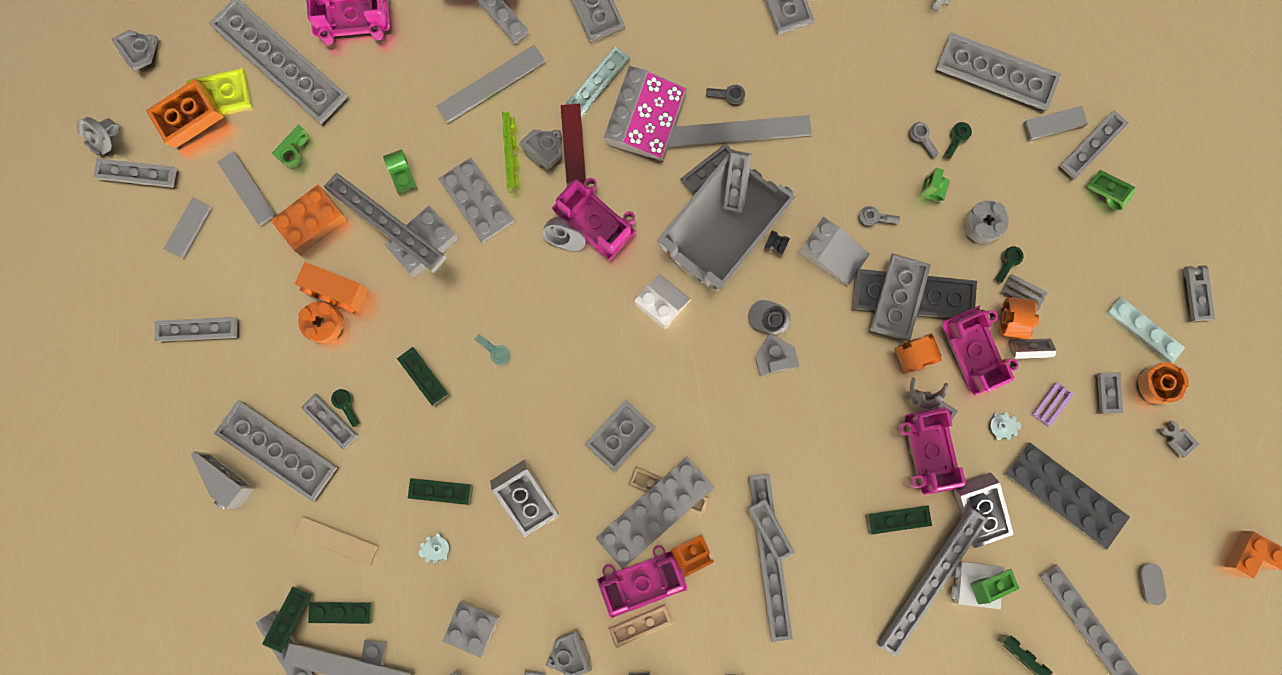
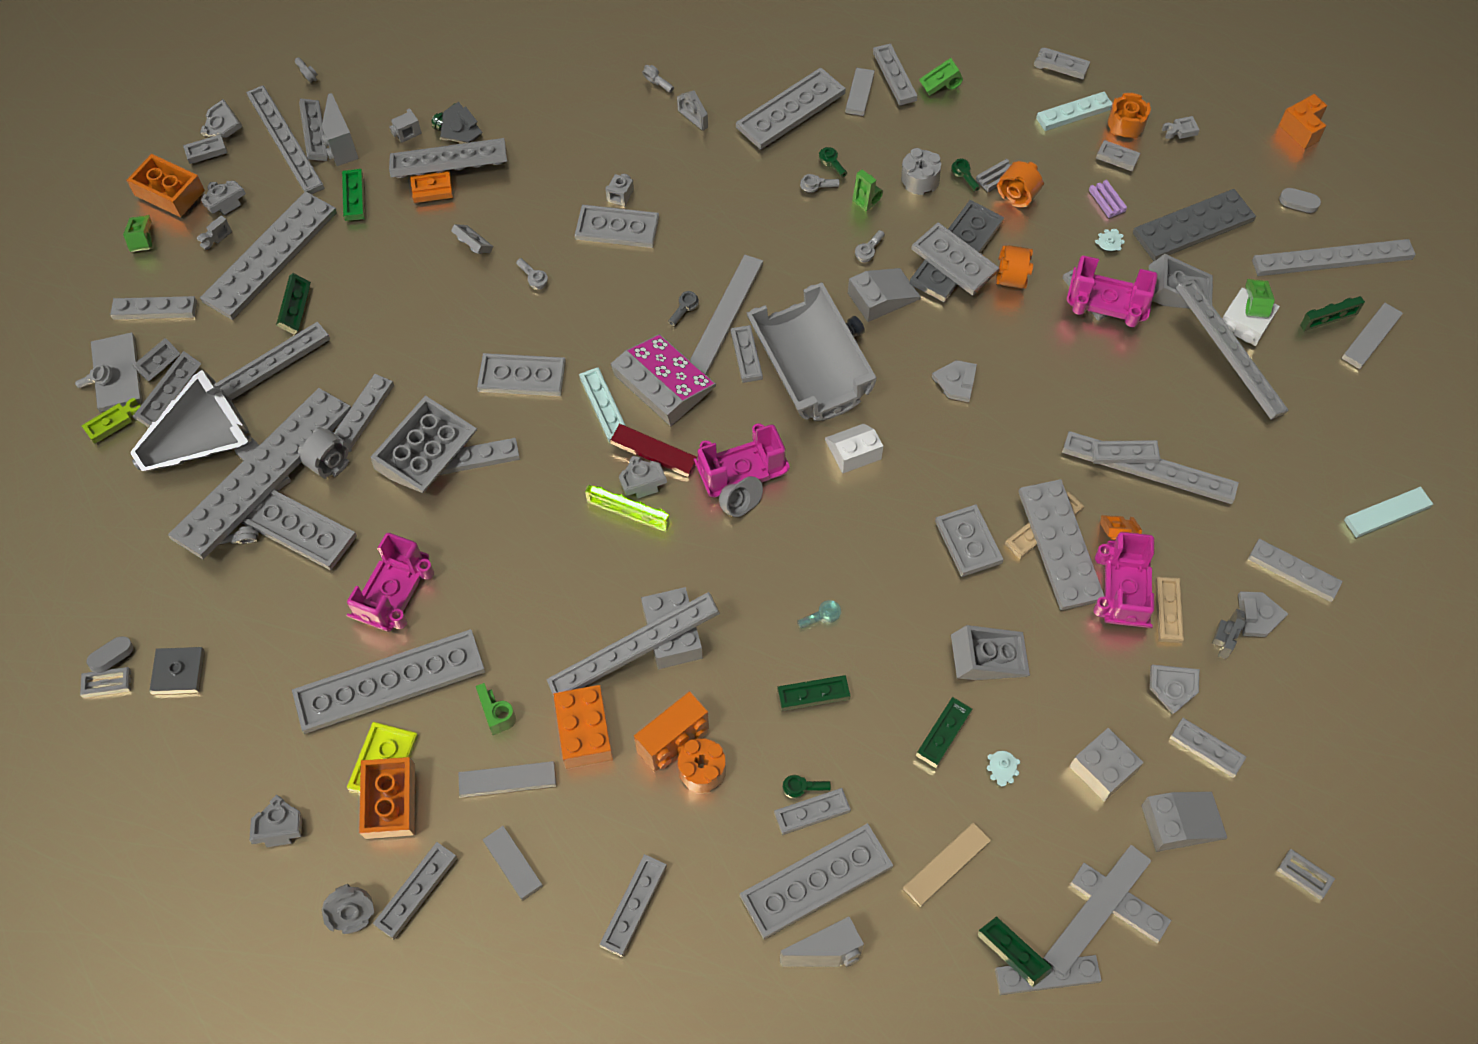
camera: 65 degrees left, 20 degrees down
(340, 612) = (1029, 896): dark green plate -> none
(400, 171) = (582, 618): bright green plate -> none
(476, 200) = (656, 562): light grey plate -> none
(490, 84) = (546, 497): light grey tile -> none
(737, 181) = (778, 325): light grey tile -> none
(769, 317) = (917, 365): light grey cap -> none
(899, 519) = (1160, 351): dark green plate -> none
(920, 398) = (1060, 278): light grey helmet -> none
(977, 351) = (1035, 228): dark pink container -> none
(1033, 348) = (1051, 189): light grey plate -> none

